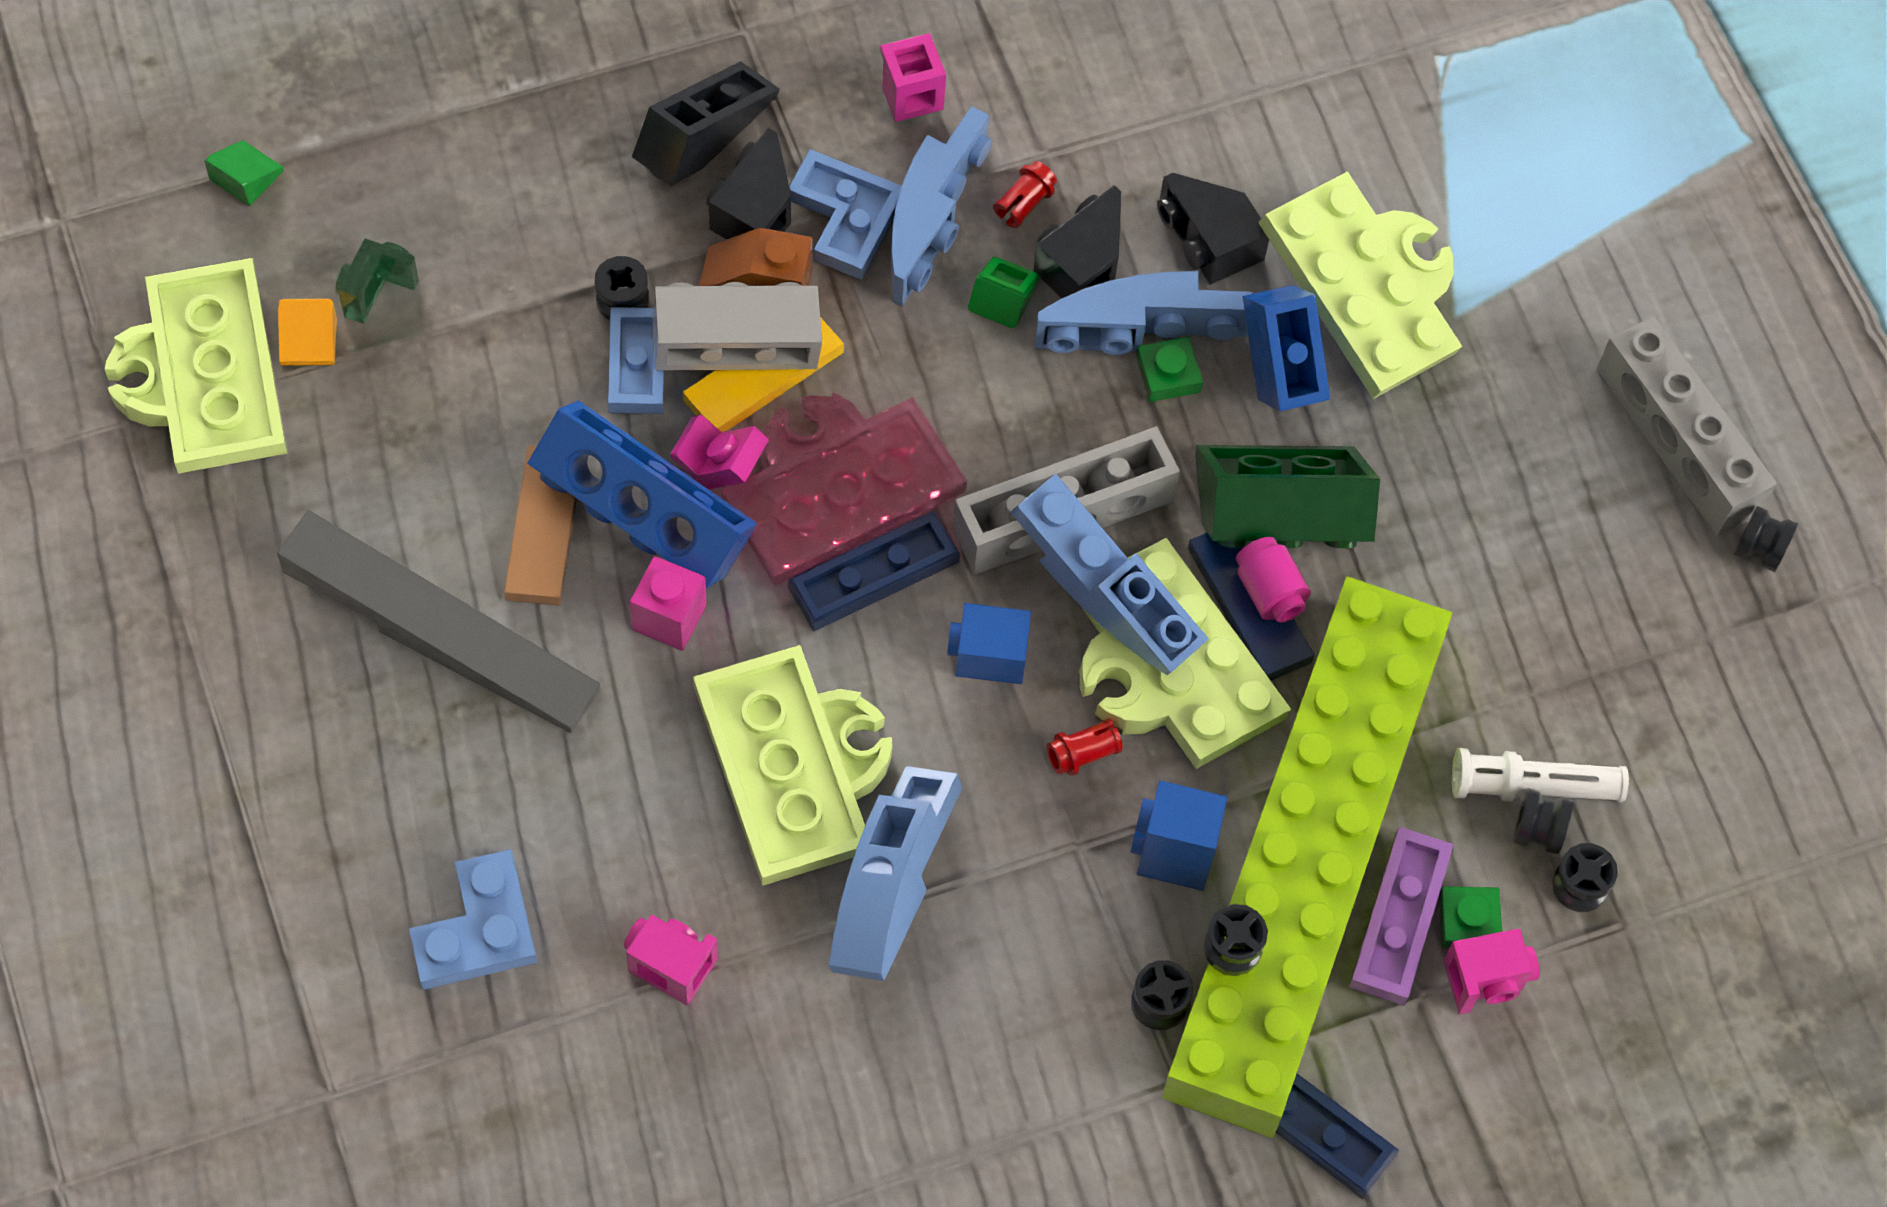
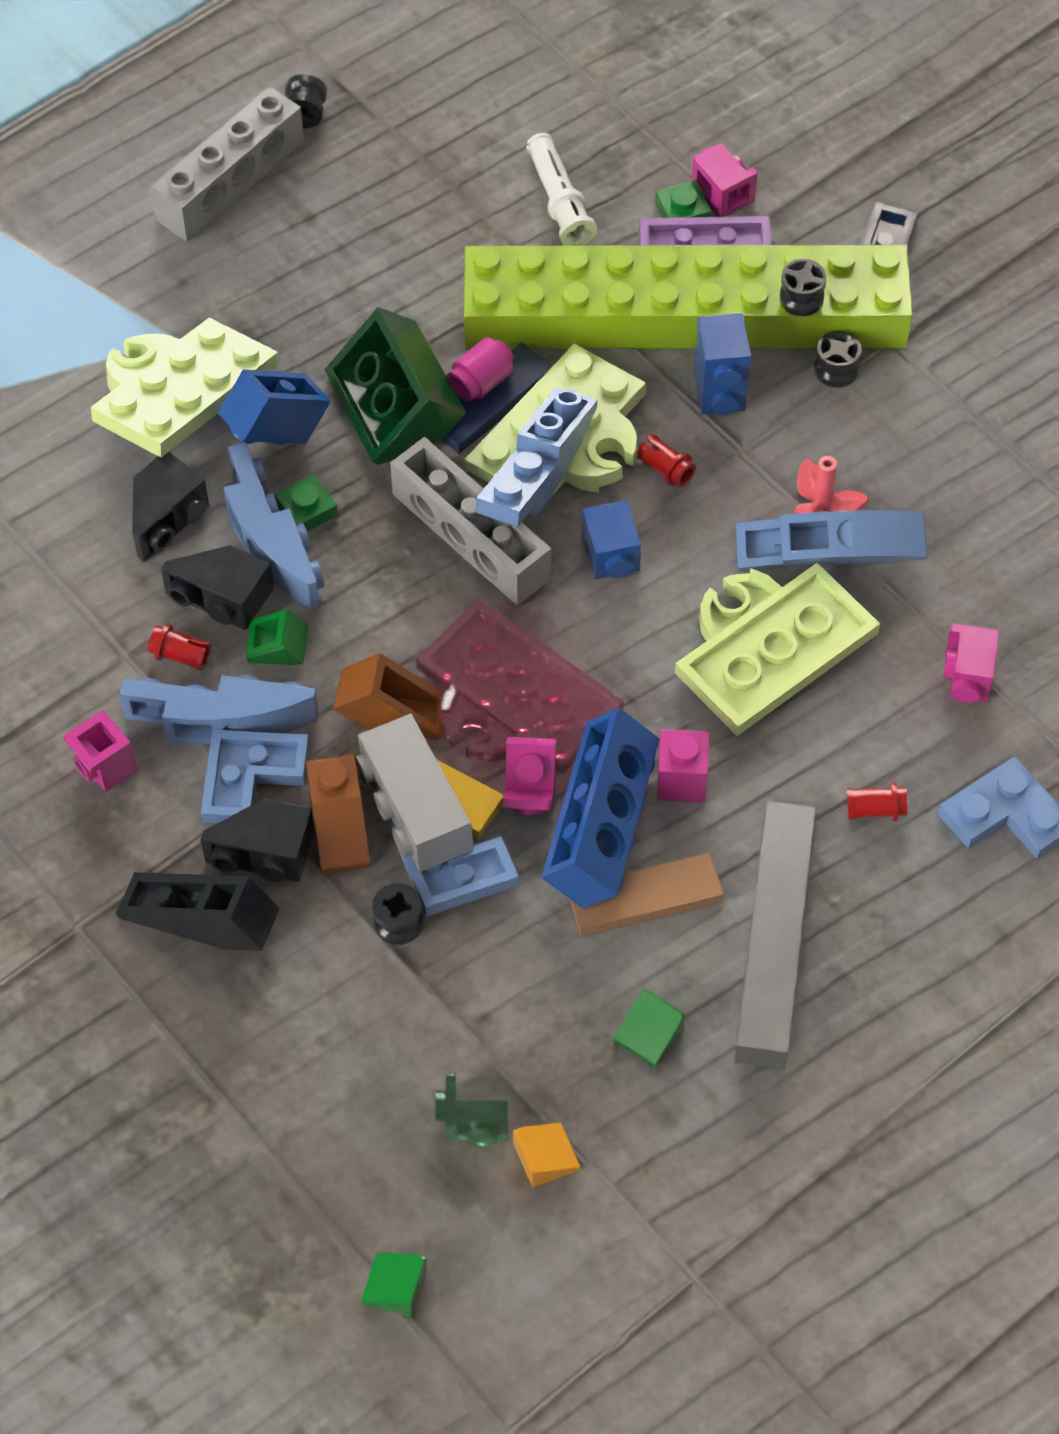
camera: 105 degrees left, 5 degrees down
(203, 367) = (616, 1220): yellowish green plate -> none
(391, 473) = (650, 1028): none -> green slope
(543, 789) = (877, 802): none -> red pin
(873, 570) = (580, 644): dark blue tile -> none
(874, 355) = (383, 691): none -> dark orange slope
(964, 885) = (817, 485): none -> coral plant
(1543, 821) = (594, 175): black wheel -> none
(1584, 864) = (624, 146): black wheel -> none

